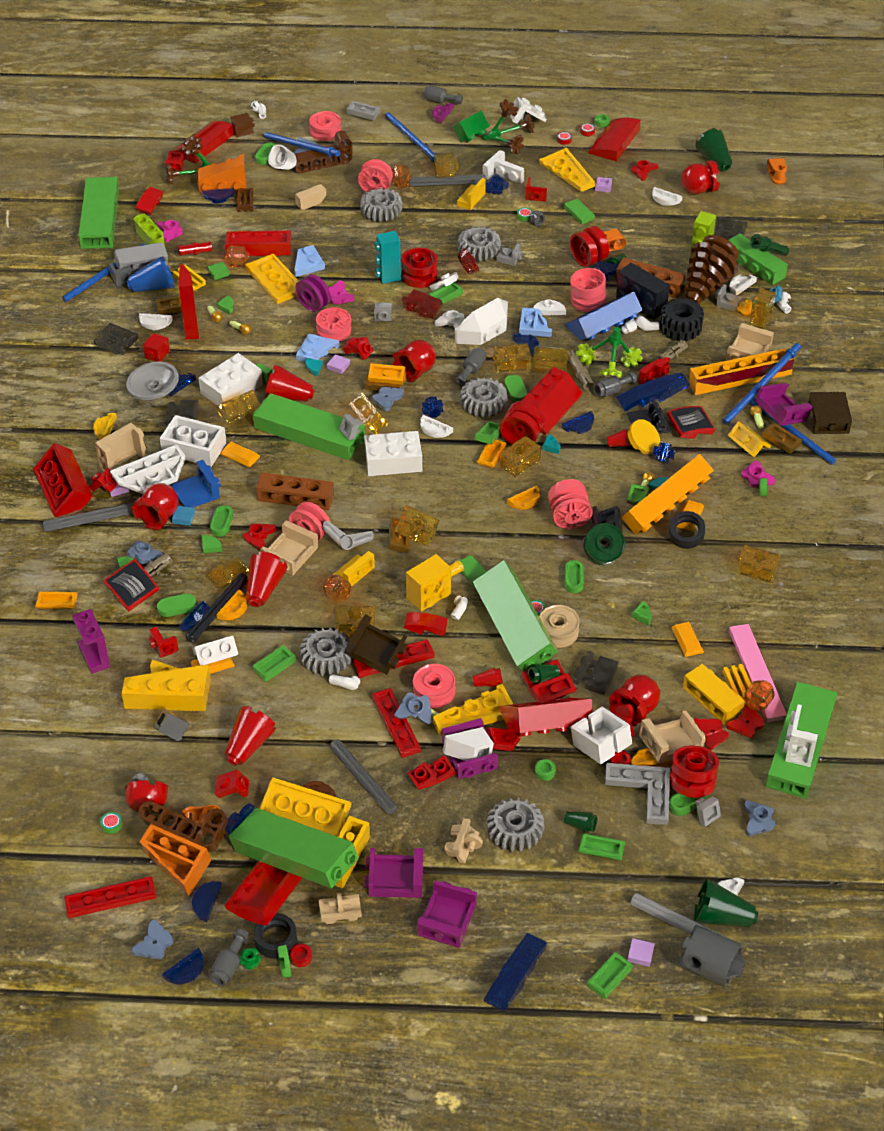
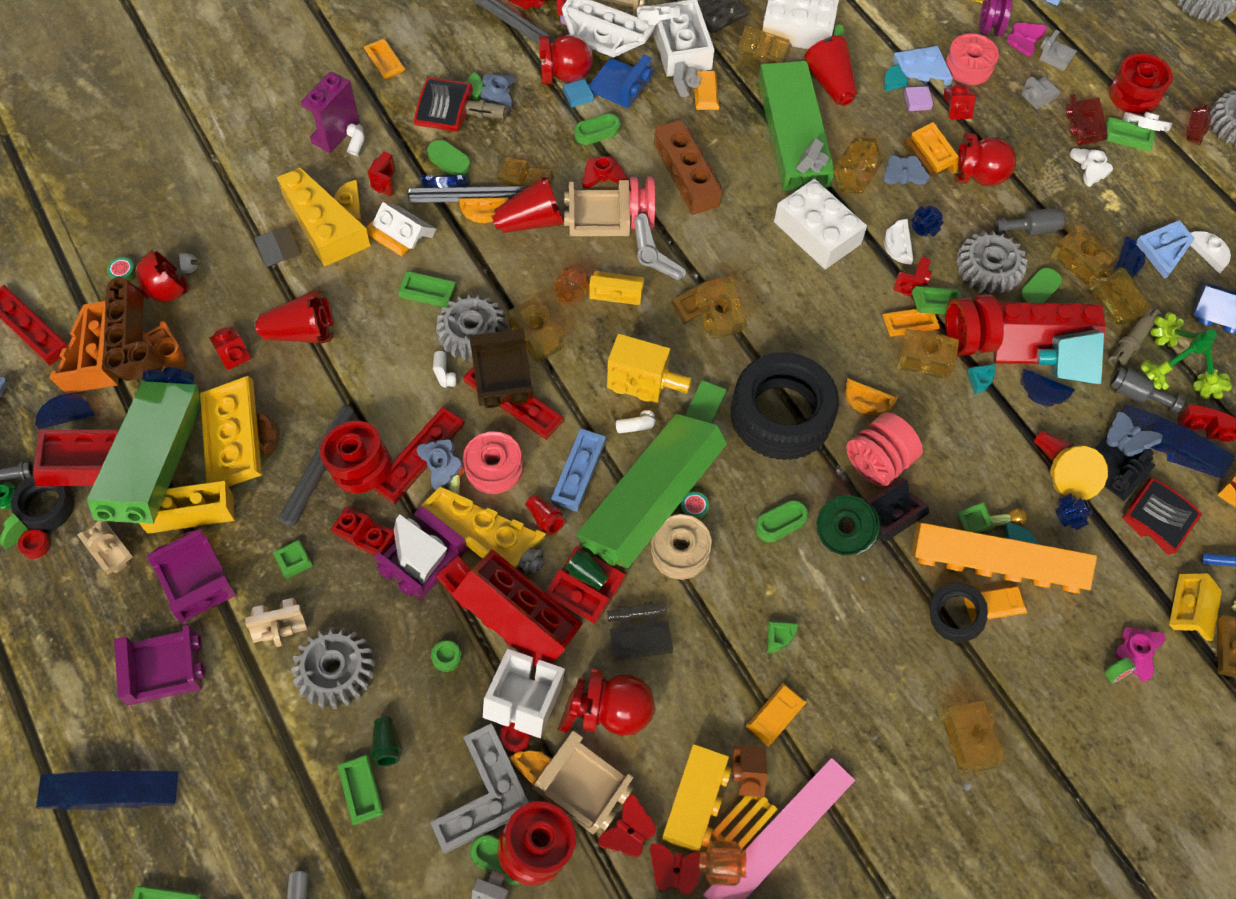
camera: 55 degrees right, 15 degrees up
(115, 642) = (357, 139): none -> white arm
(172, 438) = (655, 14): none -> white plate
(211, 544) = (554, 138): bright green tile -> none
(226, 457) = (685, 78): none -> light grey tile
(361, 289) = (1056, 53): none -> light grey bracket
(380, 746) = (356, 457): none -> red wheel
(388, 257) = (1116, 40): teal brick -> none
(418, 622) = (584, 401): red slope -> none
(421, 818) = (292, 559): none -> bright green tile
(467, 434) = (906, 283): none -> red bracket
(470, 648) = (578, 470): none -> medium blue plate
(483, 323) = (1114, 196): white wedge -> none
(506, 512) = (789, 372): none -> black tyre
(516, 696) = (531, 561): none -> dark grey plate
(574, 396) = (1075, 356): none -> torso
(639, 405) = (1130, 438): none -> sand blue animal
(715, 659) = (749, 770): none -> dark orange brick

